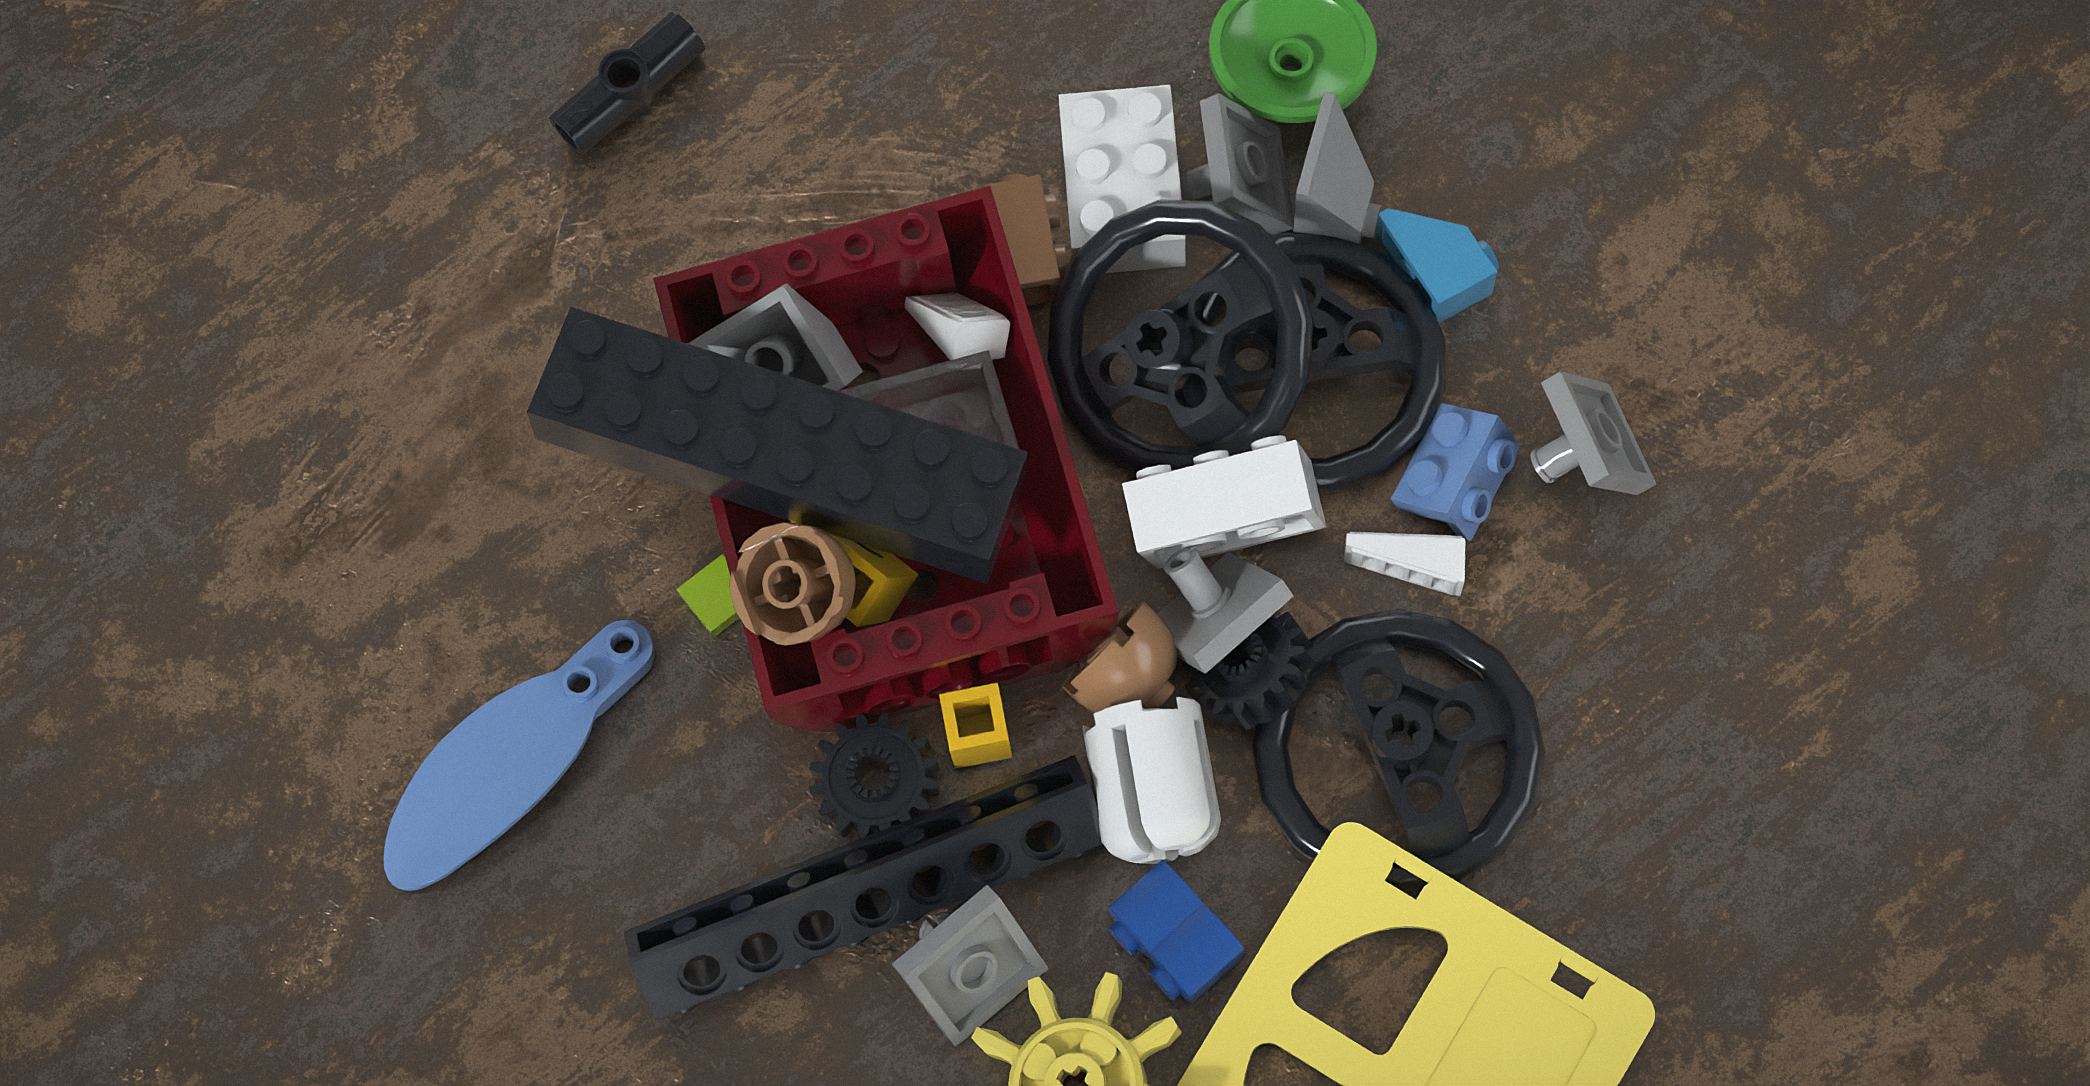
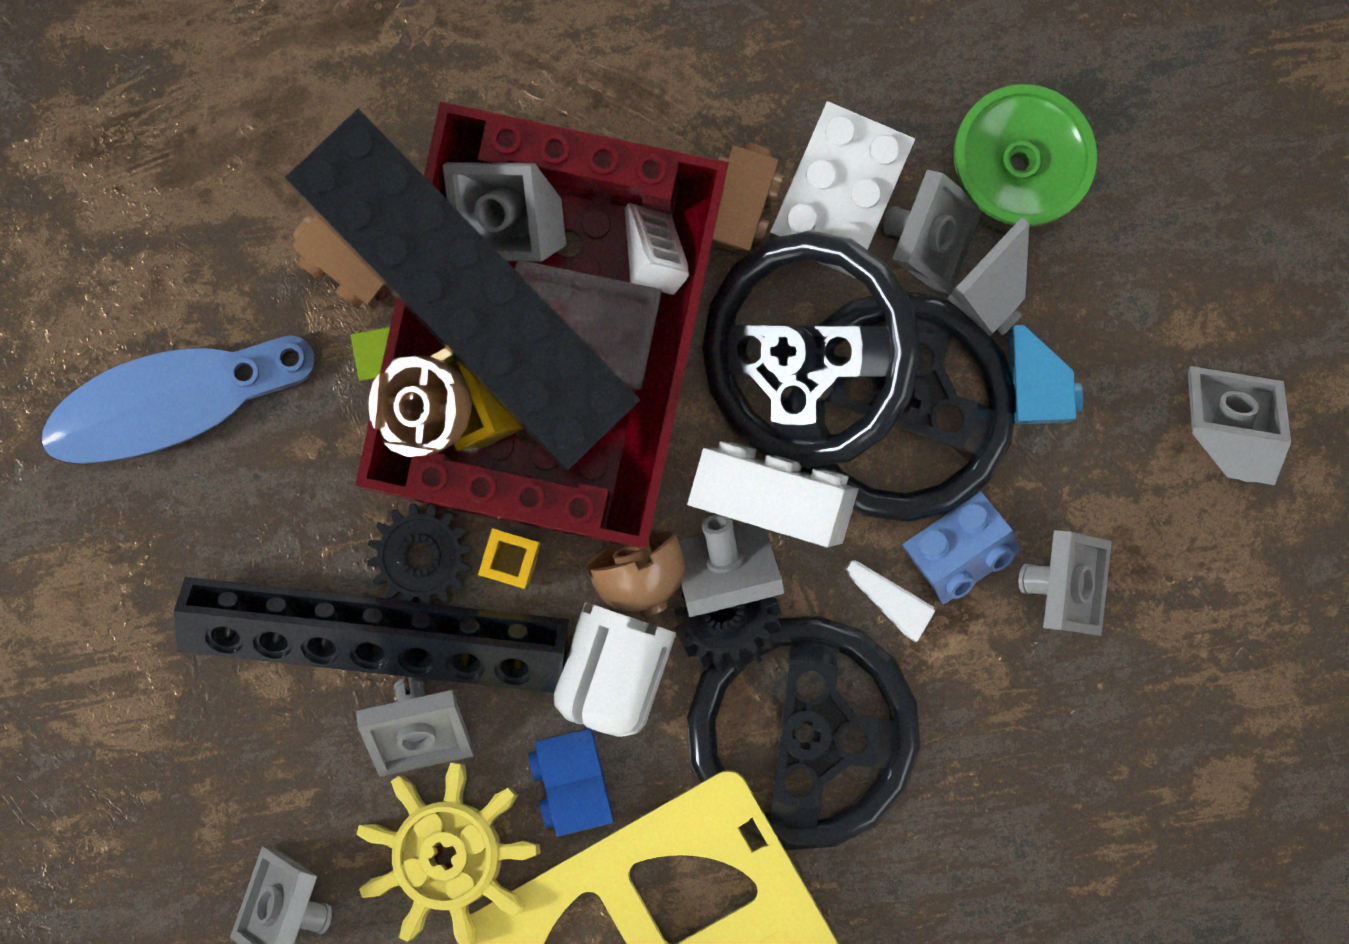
camera: 20 degrees right, 15 degrees up
(630, 509) = (326, 254): none -> medium nougat brick
(1674, 194) = (1240, 422): none -> light grey slope

